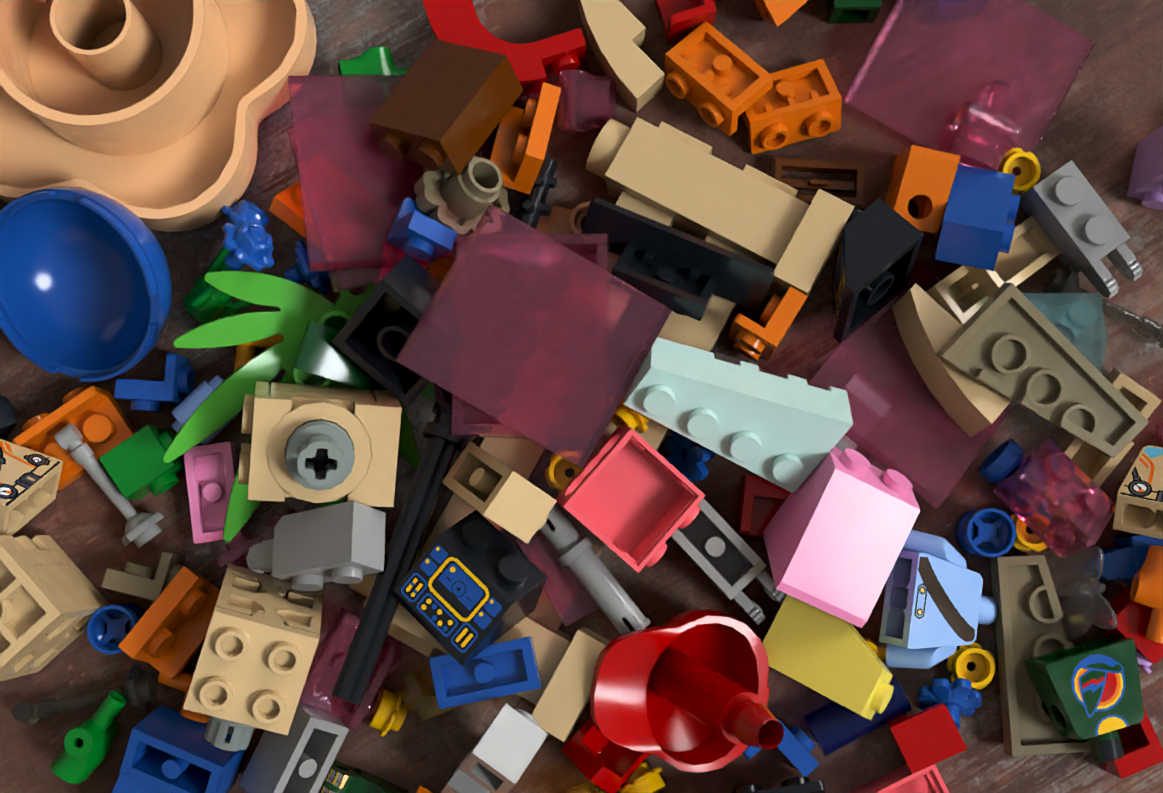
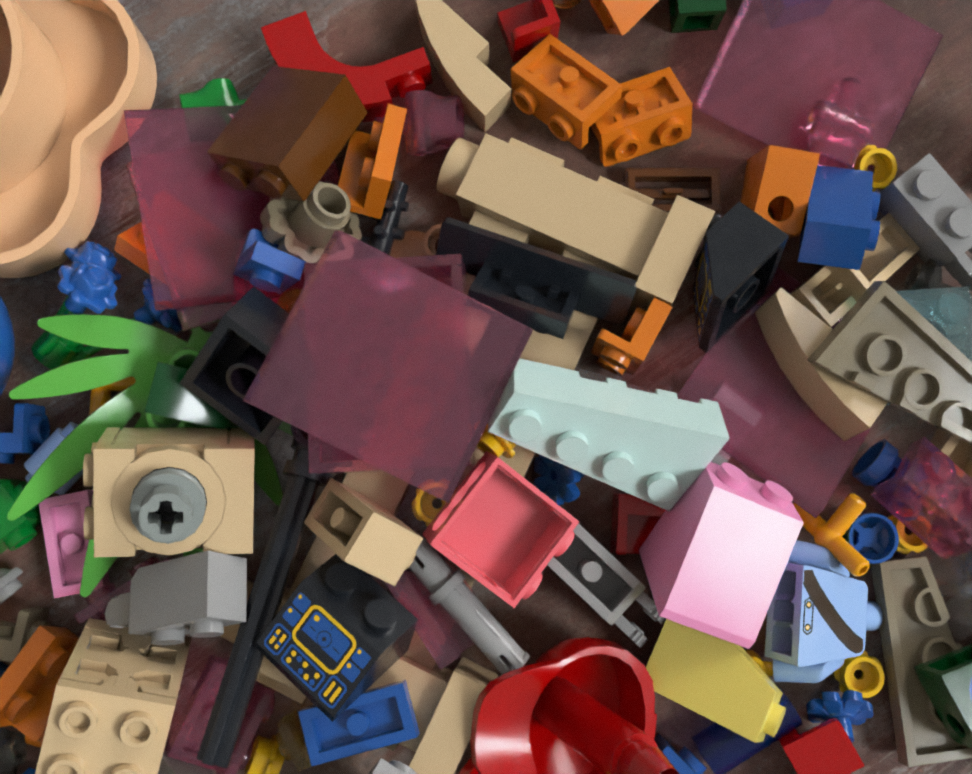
camera: 10 degrees left, 0 degrees up
(951, 525) = (831, 533): none -> light orange piece

